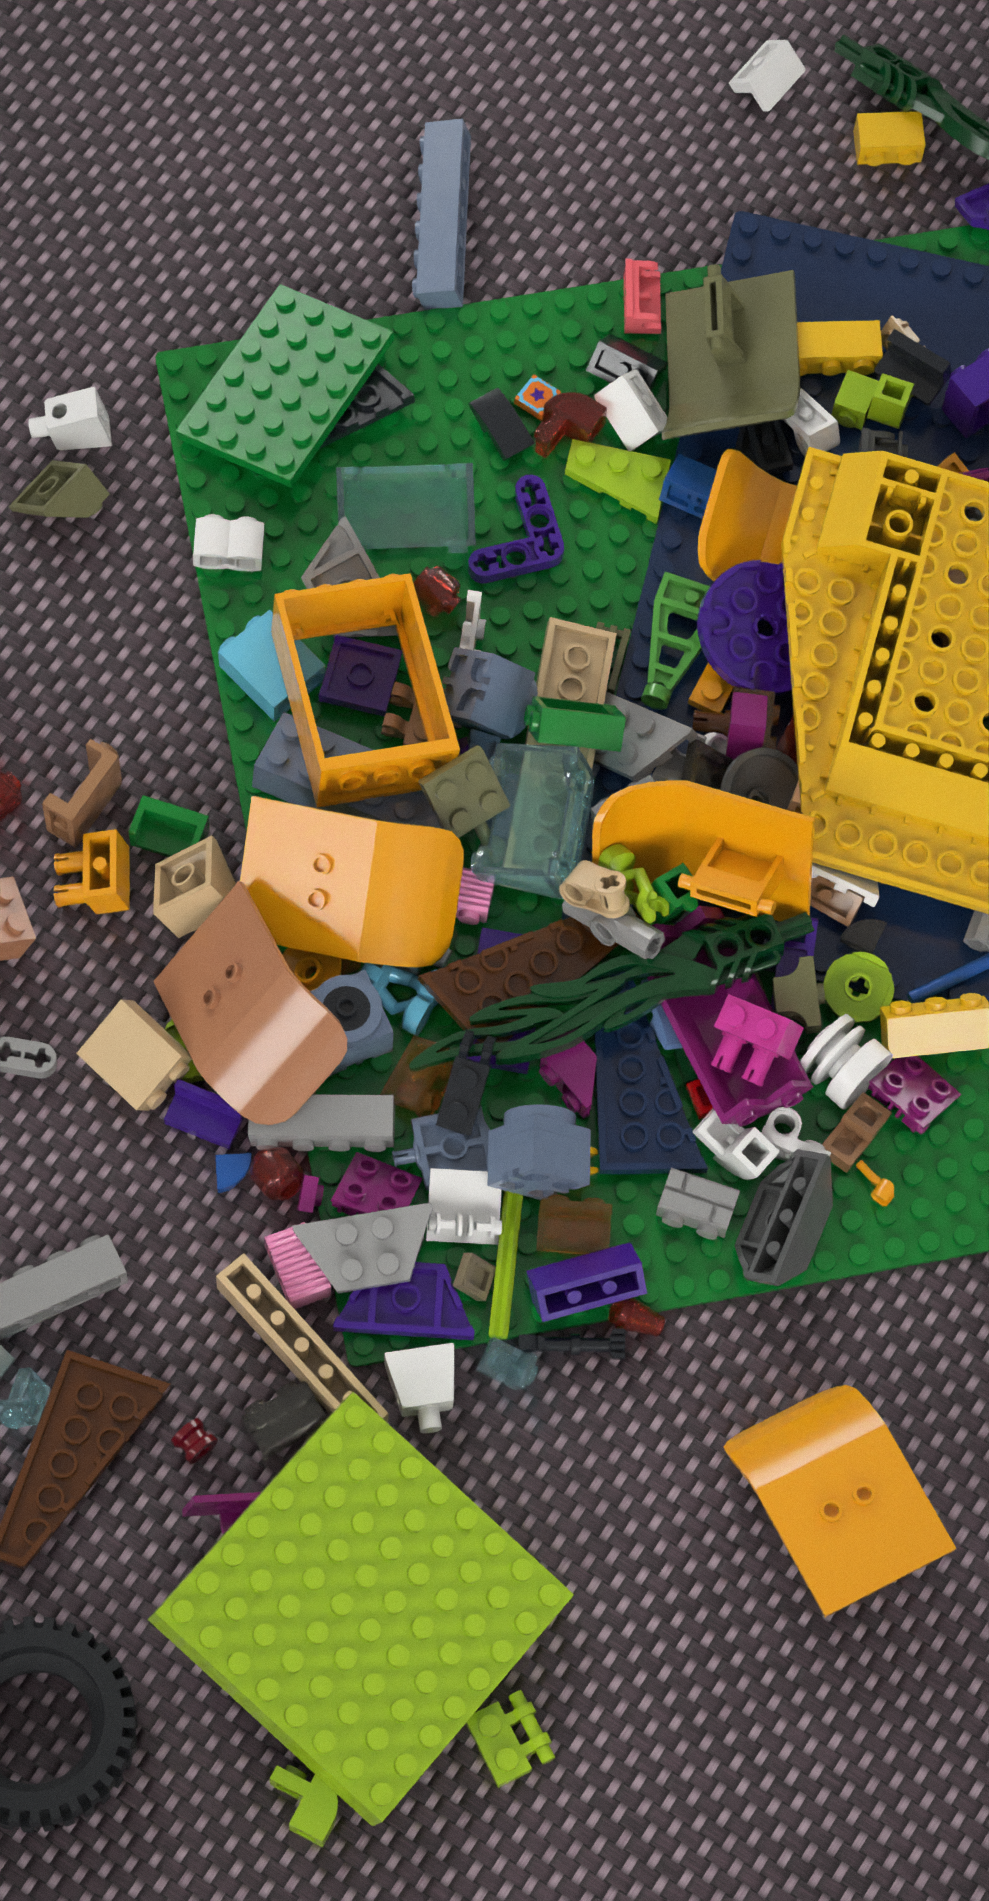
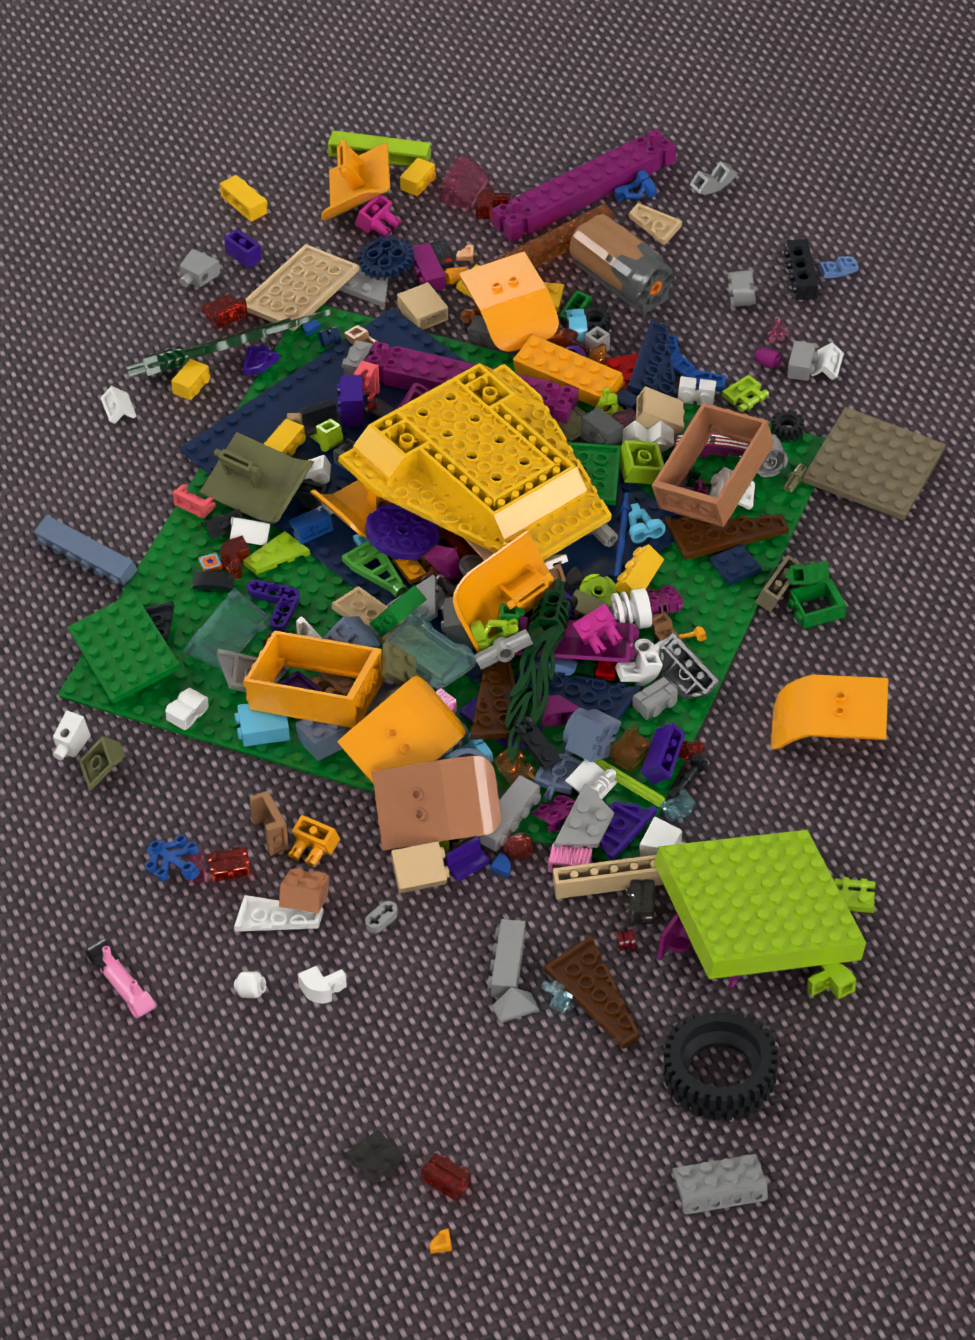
camera: 50 degrees left, 20 degrees down
(166, 827) = (313, 802): green panel -> none
(191, 886) = (352, 803): tan slope -> none
(310, 1194) = (539, 838): magenta plate -> none
(474, 1276) = (628, 794): dark tan tile -> none
(594, 888) = (485, 642): tan piece -> none
(854, 400) = (313, 447): lime brick -> none

